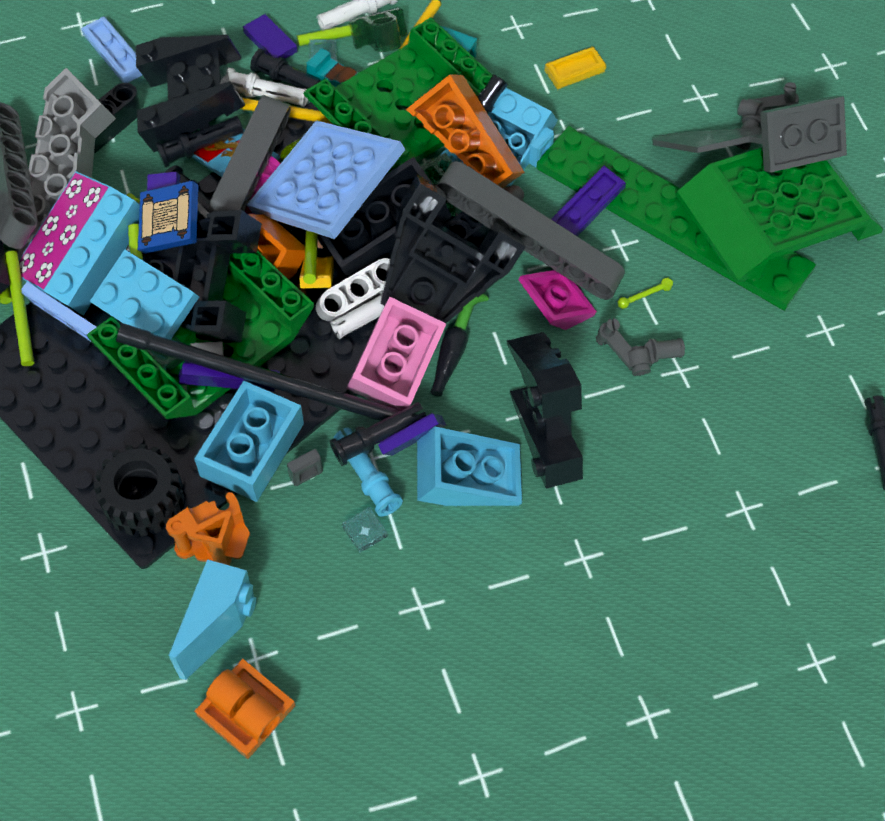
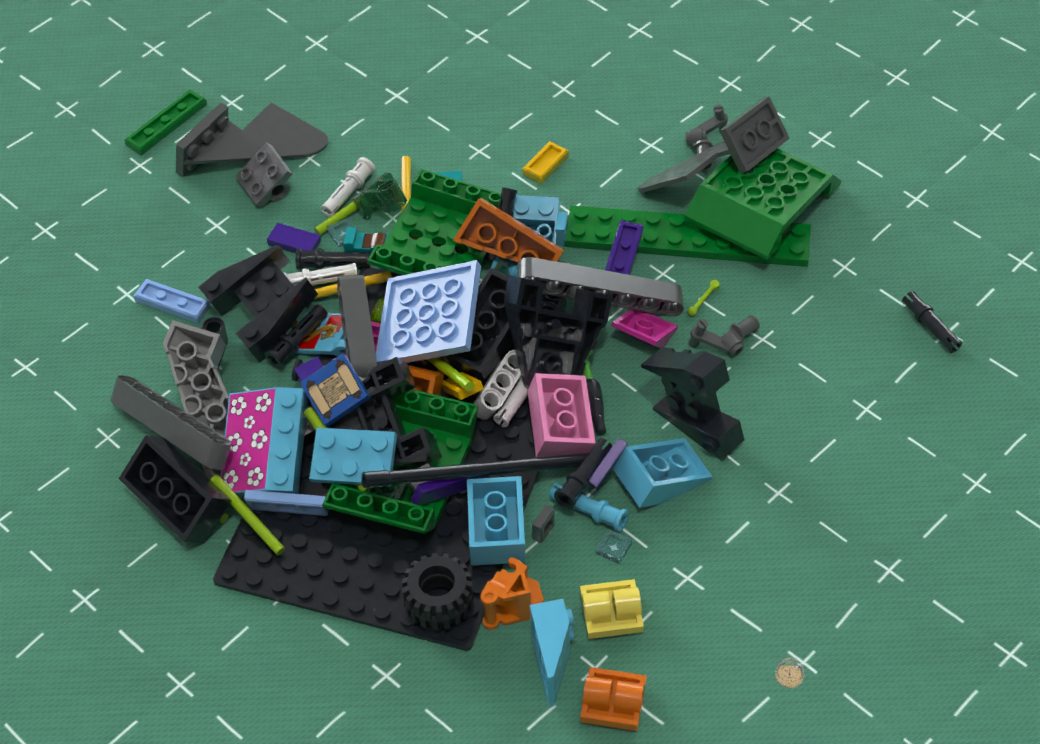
camera: 25 degrees left, 10 degrees down
(311, 601) = (612, 609): none -> light yellow plate
(455, 781) = (789, 673): none -> clear tile

